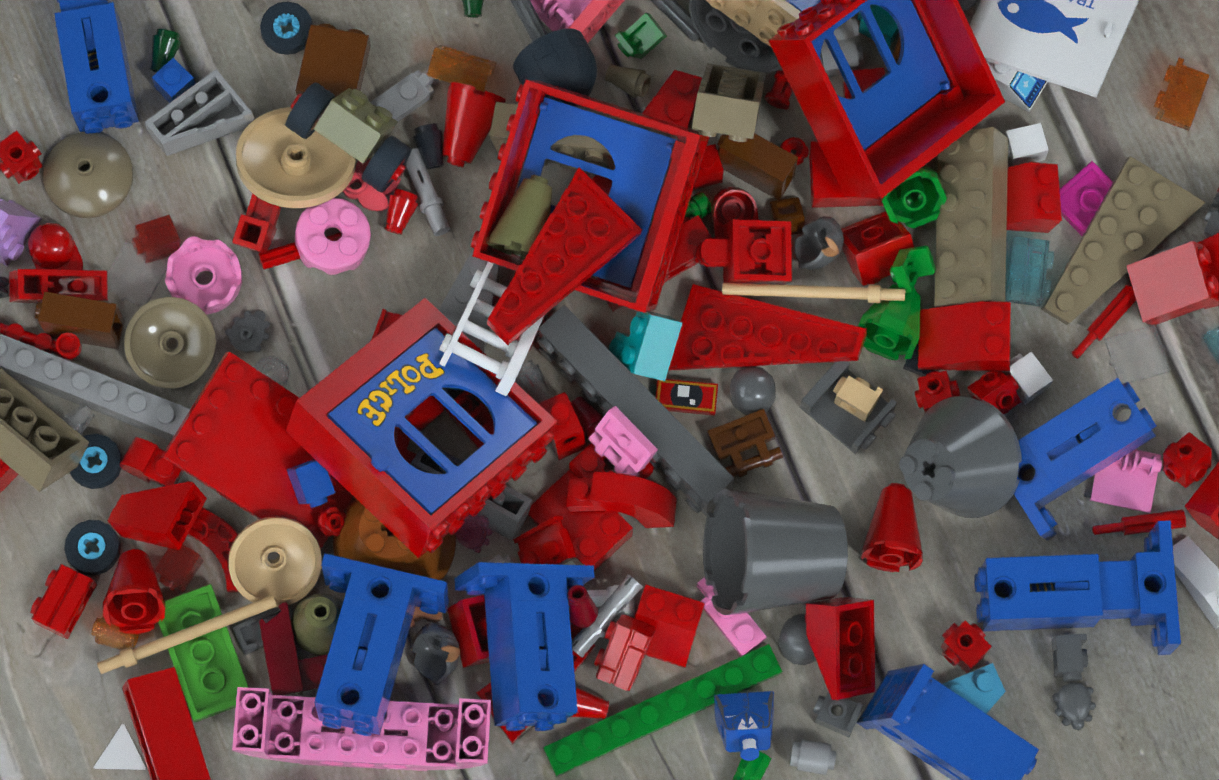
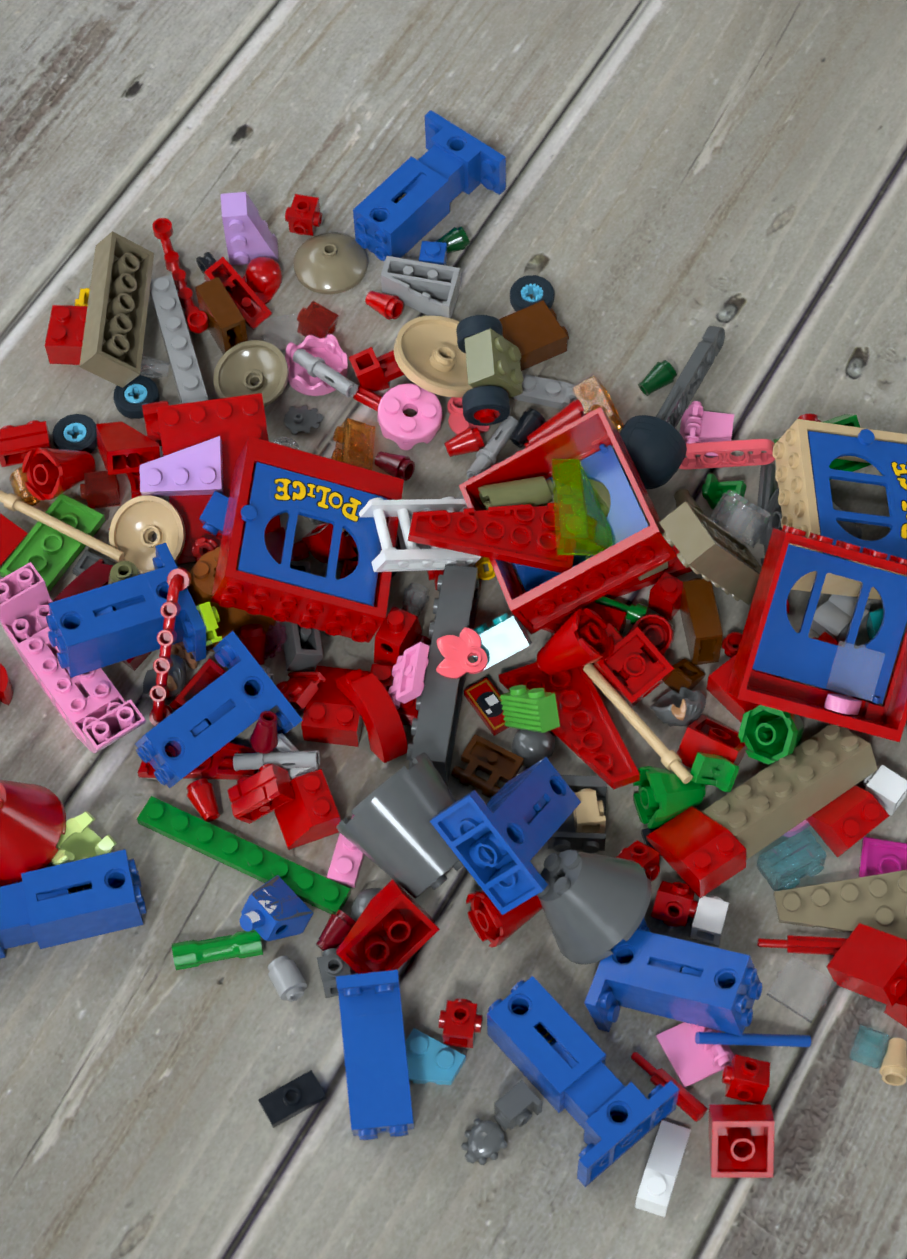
camera: 55 degrees right, 15 degrees down
(184, 163) = (385, 304): none -> red cone
(216, 277) = (317, 368): none -> light grey pin
(253, 480) = (185, 472): none -> lavender wedge
(322, 310) = (354, 443): none -> clear orange bracket
(372, 289) = (395, 465): none -> dark red cone
(436, 570) = (210, 618): none -> lime plate
(463, 548) = (254, 640): none -> red cone
(466, 680) = (177, 580): none -> red bar
(596, 182) = (578, 515): none -> clear neon green wedge
(639, 385) = (457, 652): none -> coral plate
(686, 47) = (739, 519): none -> clear brick
(708, 283) = (576, 643): none -> red cone
(732, 368) = (530, 709): none -> bright green brick
(799, 685) = (335, 930): none -> dark red cone
(850, 473) = (507, 832): none -> blue brick
(918, 81) = (855, 670): none -> clear piece
(937, 116) = (842, 704): none -> bright pink beam
(1162, 423) = (752, 1039): none -> blue bar

